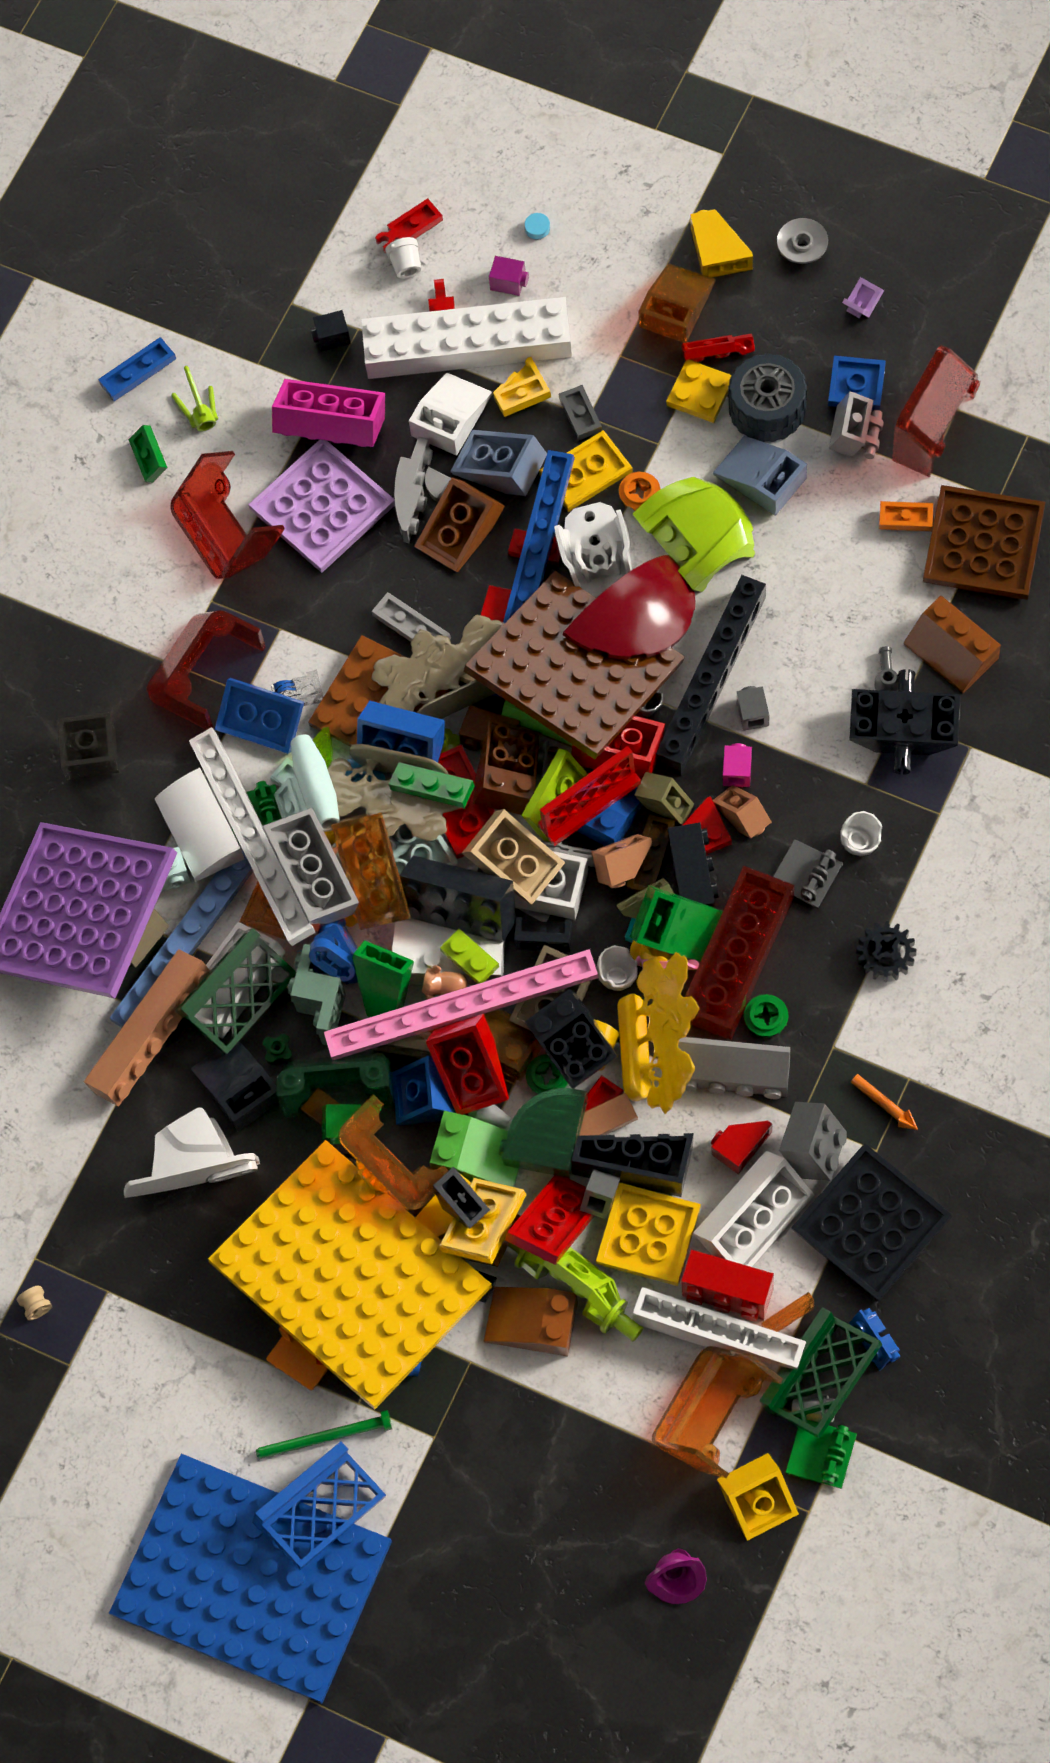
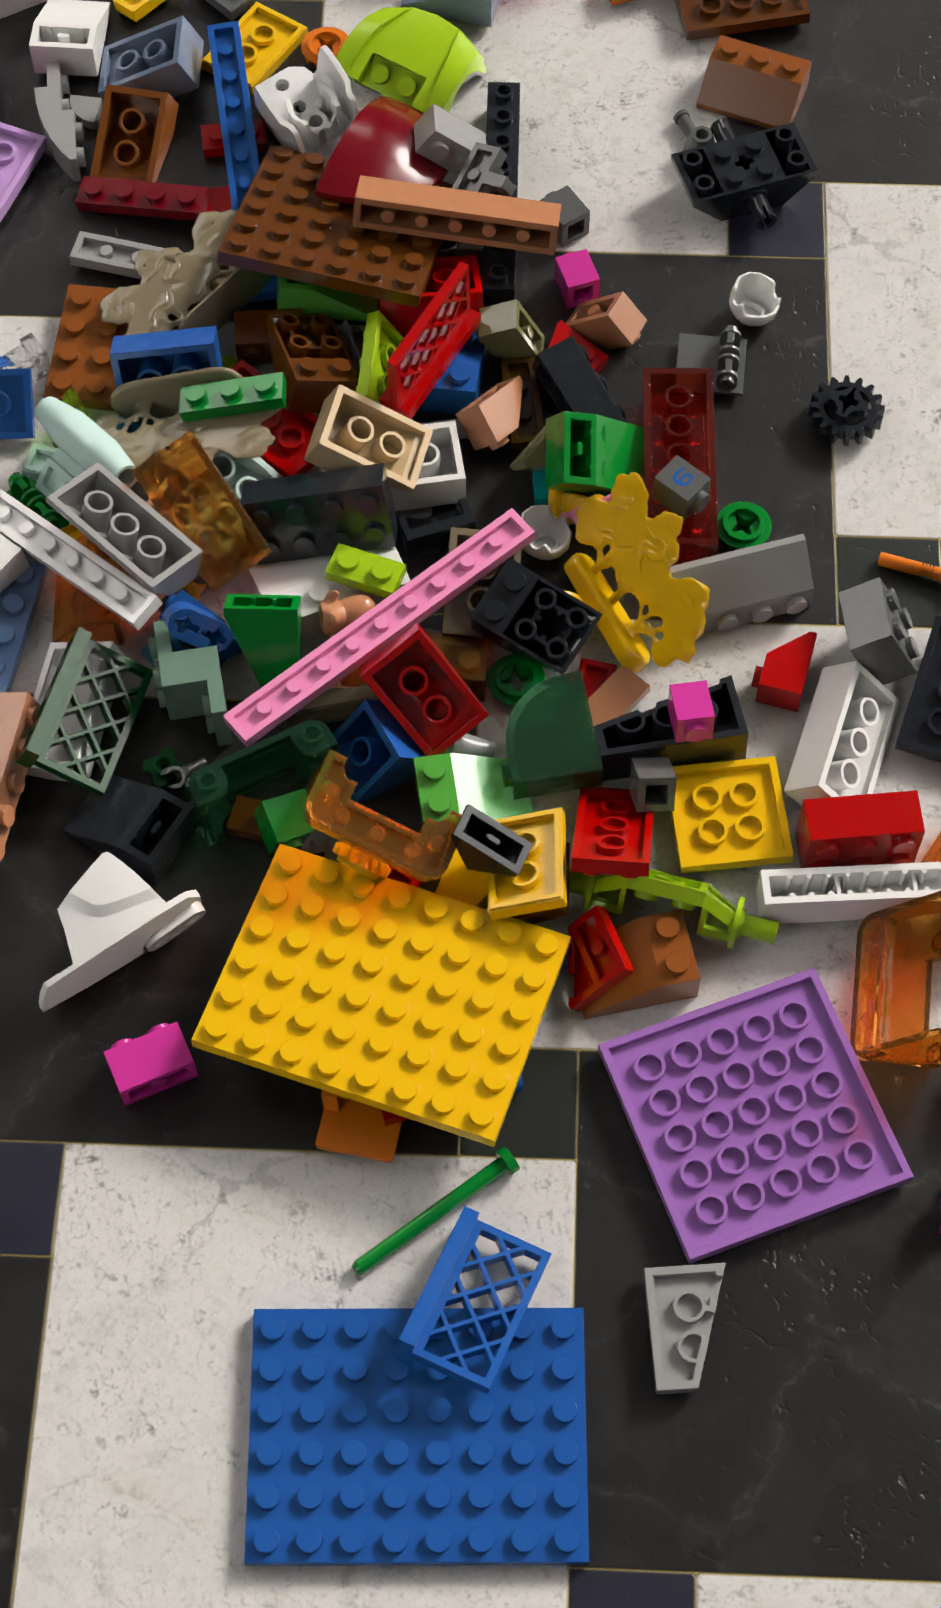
camera: 30 degrees left, 5 degrees down
(181, 1259) = (150, 1062): none -> dark pink brick
(287, 1057) = (184, 771): none -> flat silver hand
(445, 579) = (142, 198): none -> dark red plate
(449, 1573) = (680, 1321): none -> light grey wing
(504, 1303) = (595, 957): none -> red wing
(563, 1454) = (753, 1115): none -> medium lavender plate
(645, 1153) = (691, 711): none -> dark pink brick
(657, 692) = (456, 215): none -> nougat brick
(686, 621) = (445, 138): none -> light grey brick
(693, 662) = (483, 172): none -> dark grey hinge
(720, 978) = (681, 488): none -> dark grey brick

